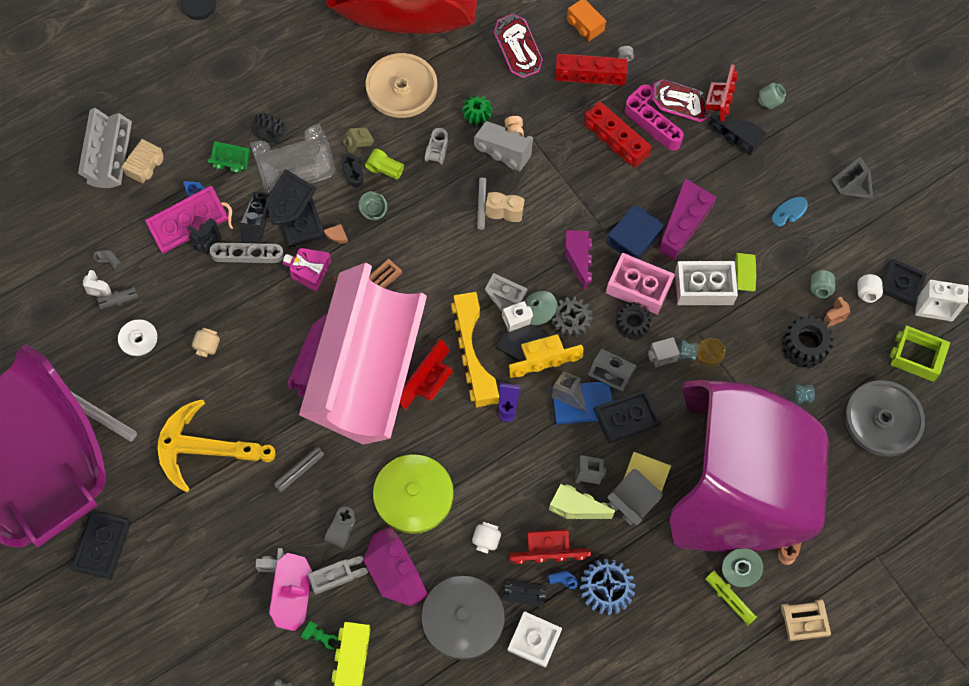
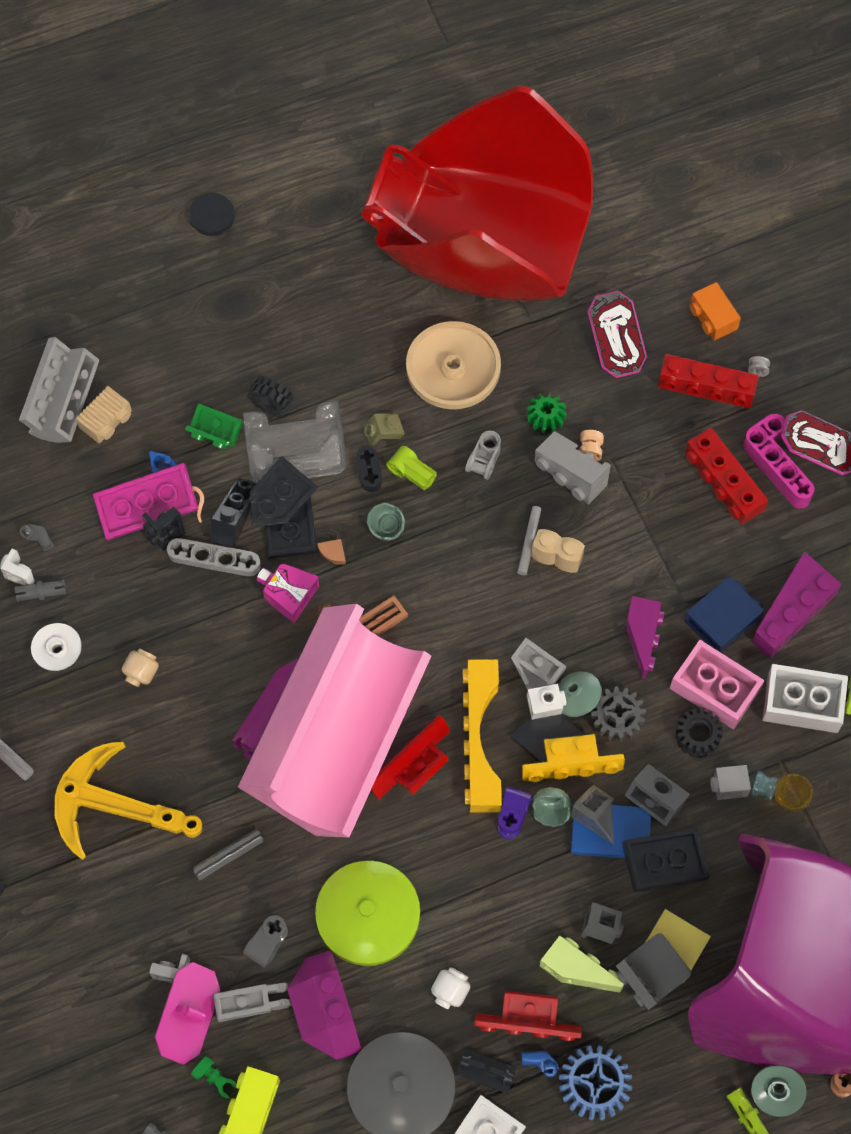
camera: 15 degrees right, 0 degrees up
(536, 392) = (551, 806): none -> sand green hair

